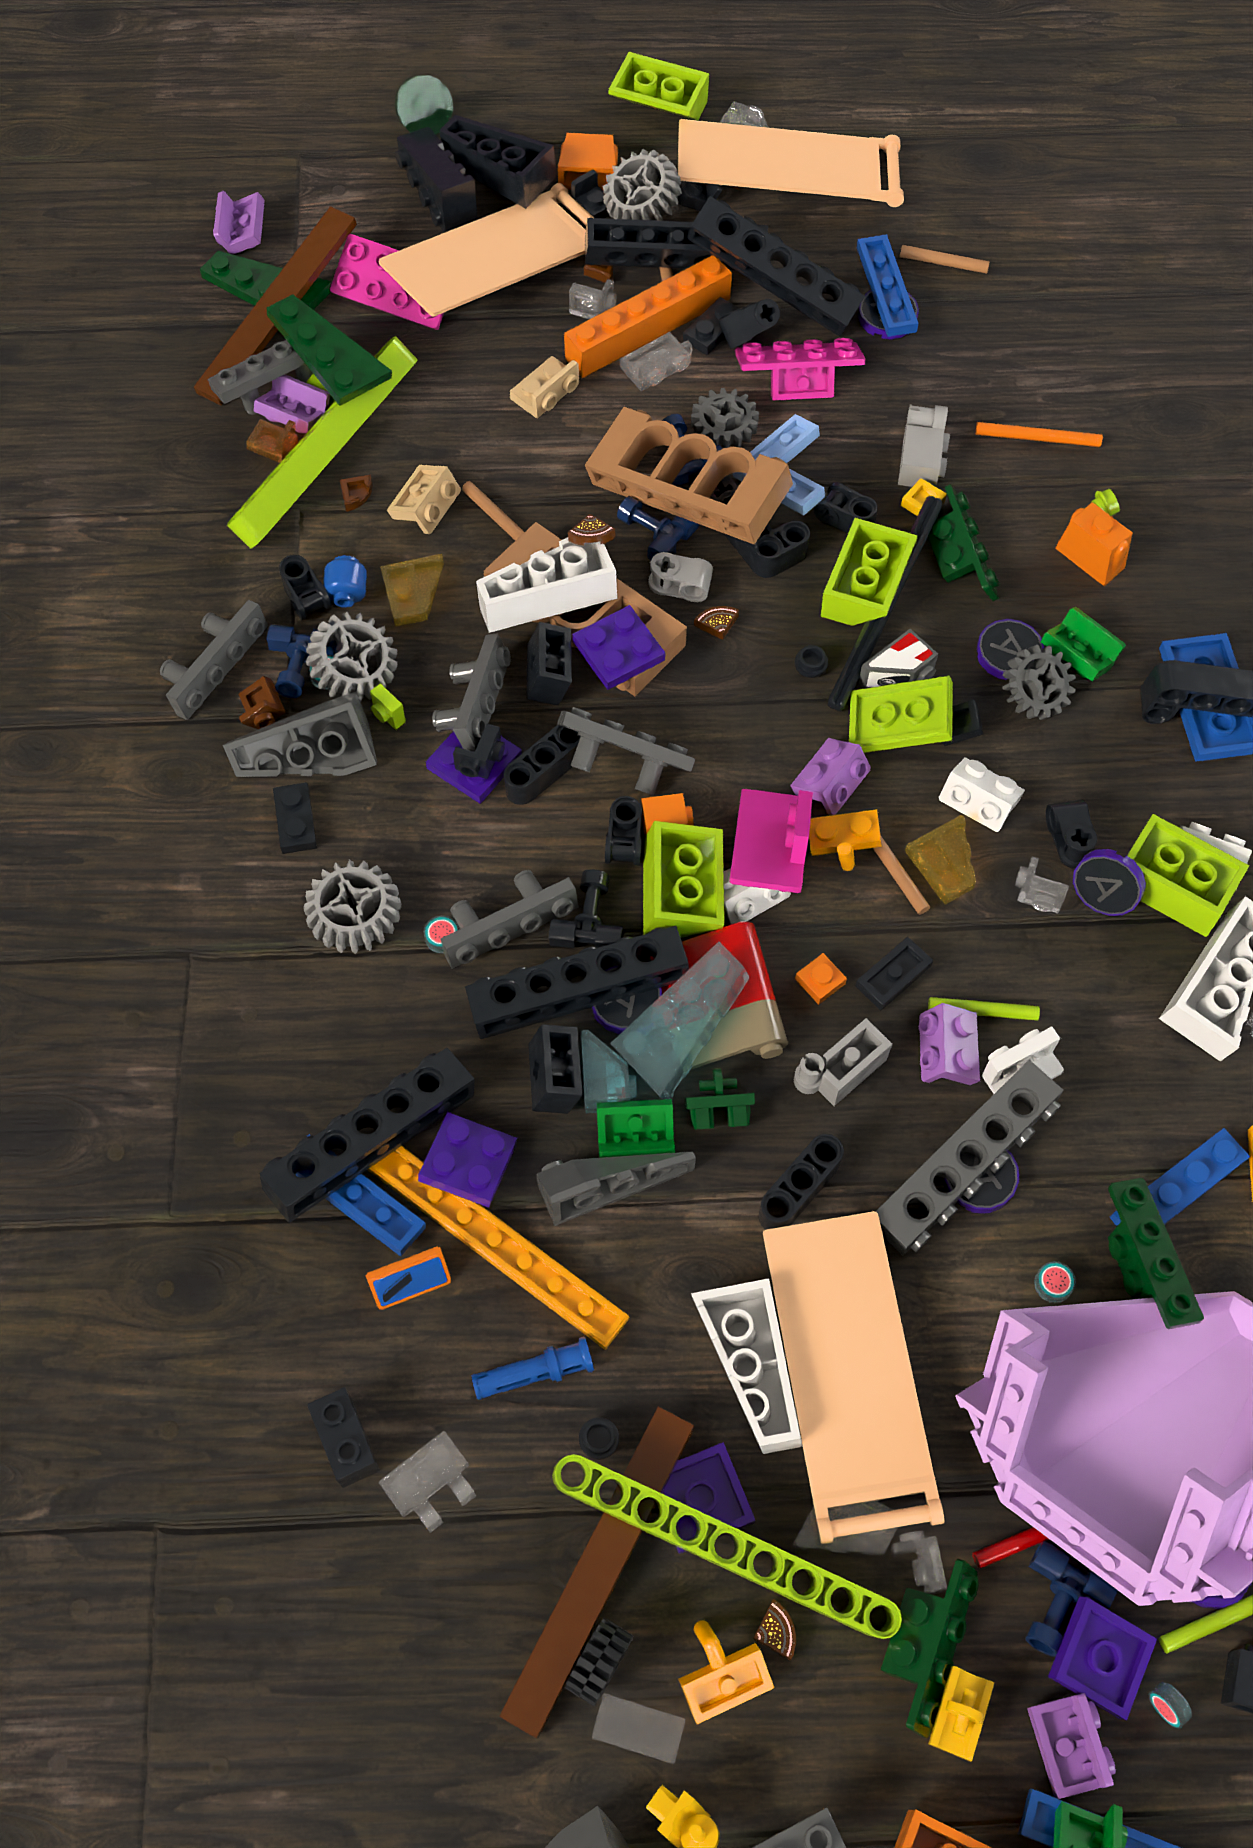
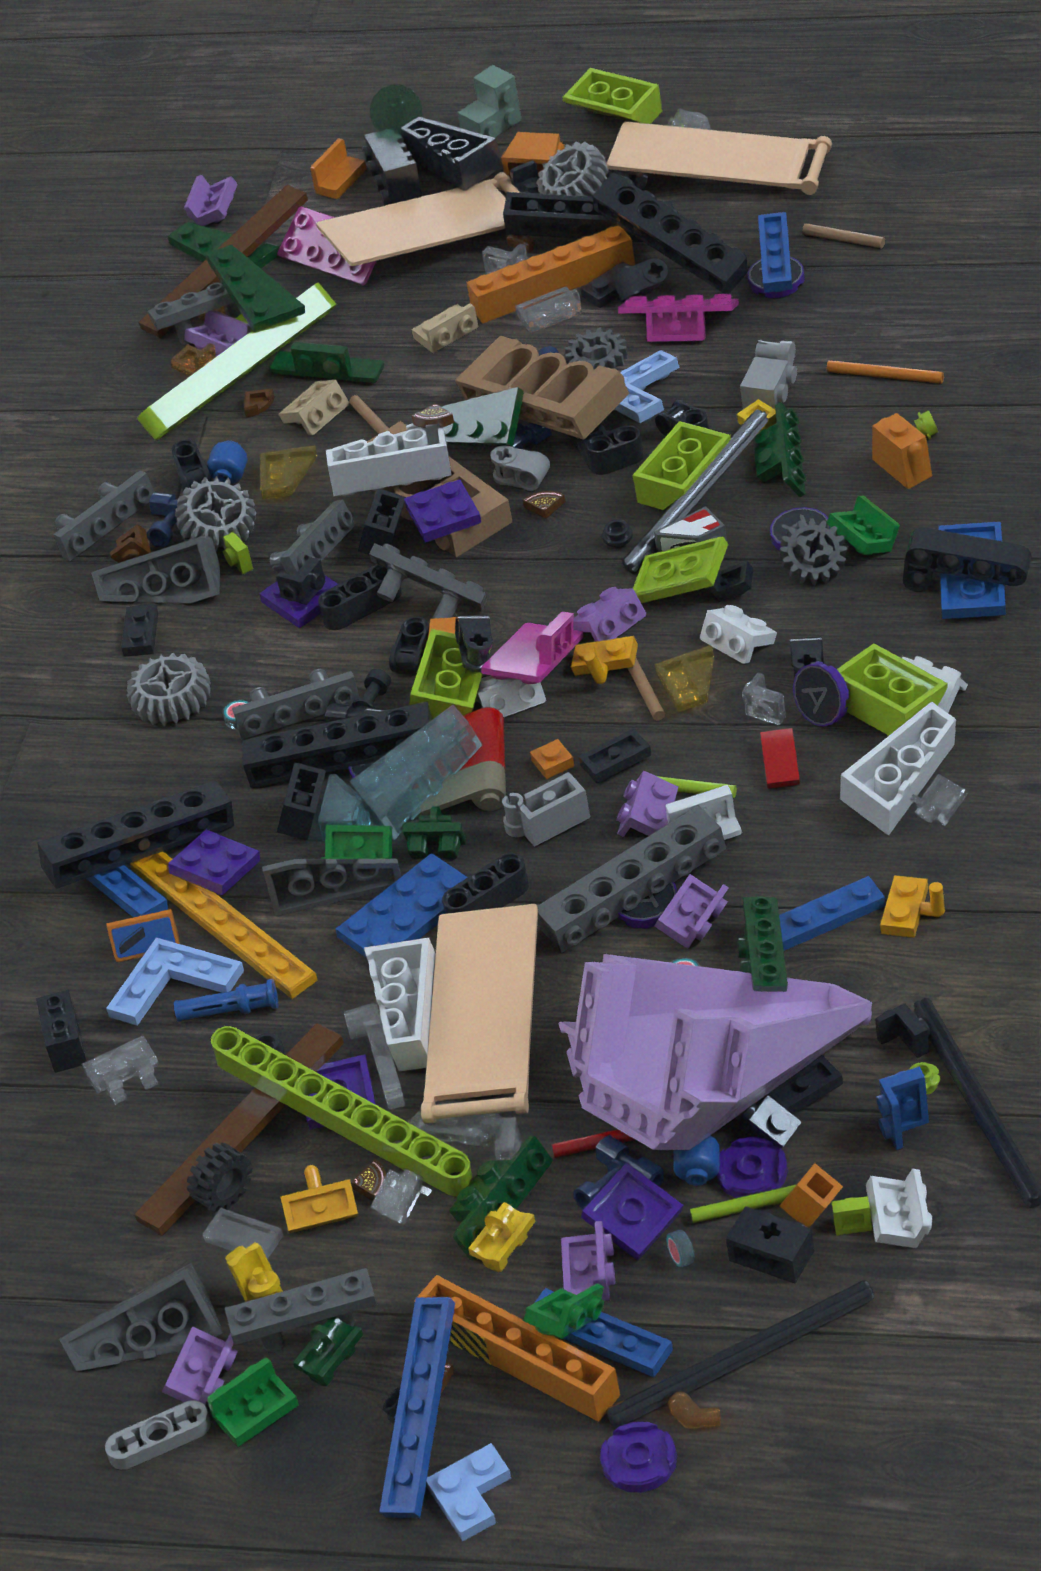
camera: 20 degrees right, 20 degrees down
(372, 182) = (336, 171): none -> orange panel
(425, 440) = (325, 362): none -> dark green bracket
(460, 1313) = (167, 961): none -> light blue plate
(531, 96) = (495, 105): none -> sand green brick
(640, 518) = (485, 419): none -> wing
(710, 837) = (474, 640): none -> black piece
(710, 1211) = (403, 909): none -> blue plate
(712, 1388) = (367, 1021): none -> clear beam
(818, 1652) = (399, 1194): none -> clear bracket
(1046, 1195) = (689, 911): none -> medium lavender bracket
(1078, 963) = (780, 758): none -> red slope

